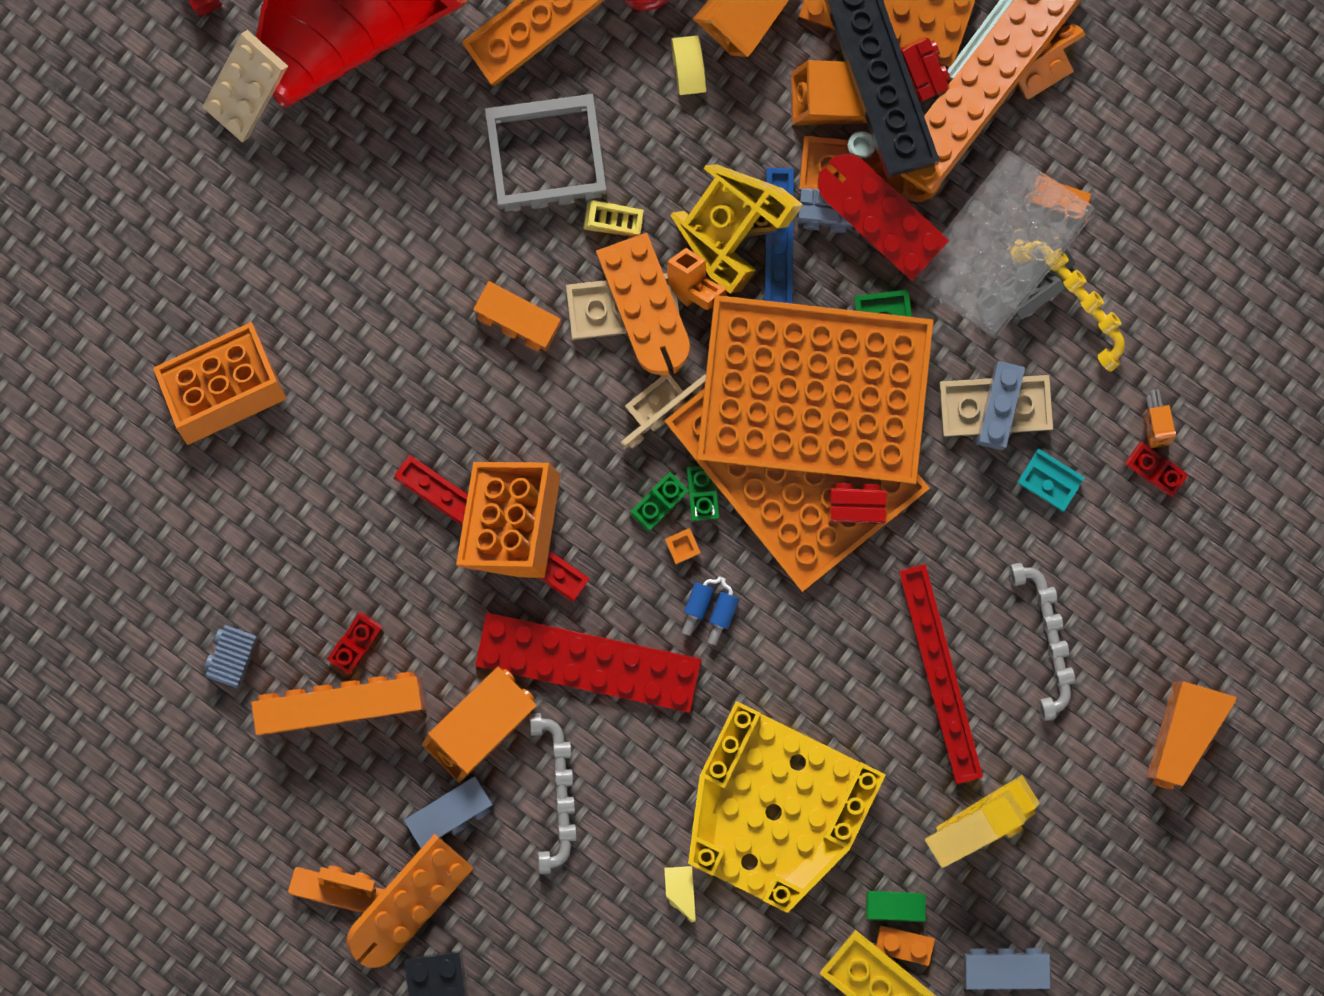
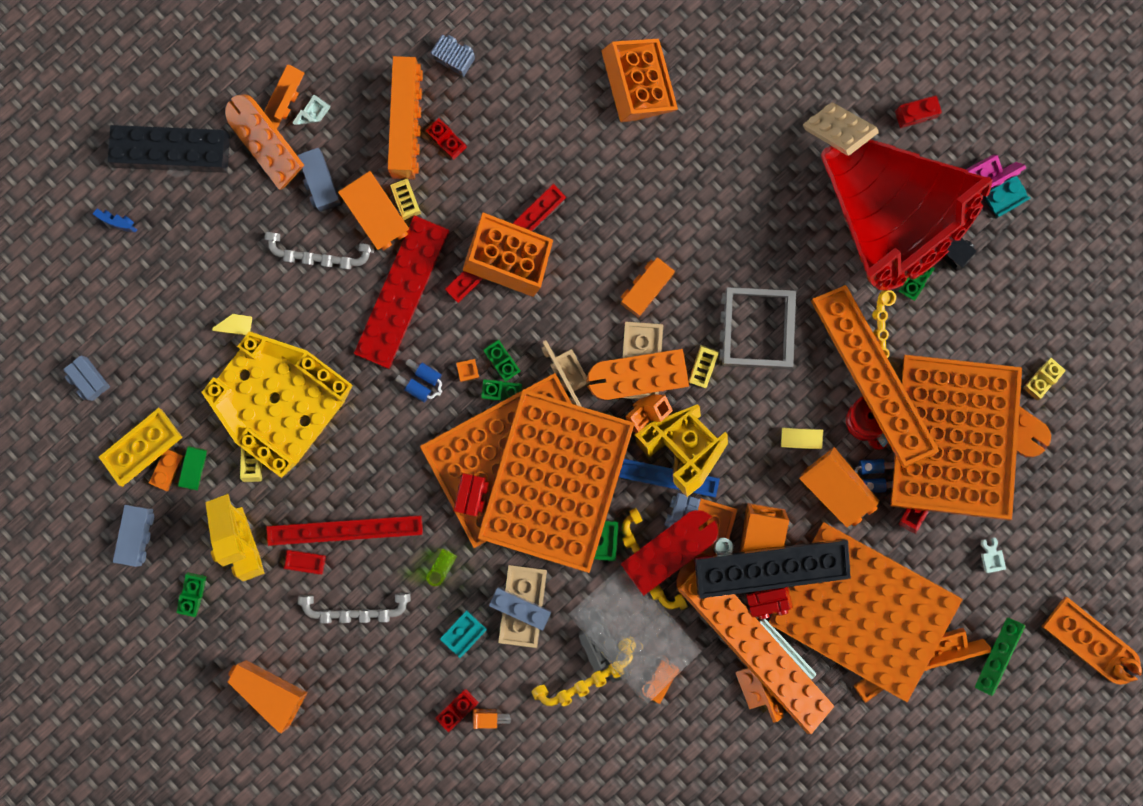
camera: 95 degrees right, 0 degrees up
(350, 843) = (313, 111): none -> light aqua slope
(472, 671) = (411, 212): none -> light yellow slope
(877, 274) = (630, 541): none -> yellow bar
(892, 822) = (253, 477): none -> light yellow slope
(962, 528) = (442, 566): none -> clear neon green piece
(995, 722) = (304, 562): none -> red tile
(1072, 871) = (191, 595): none -> green slope

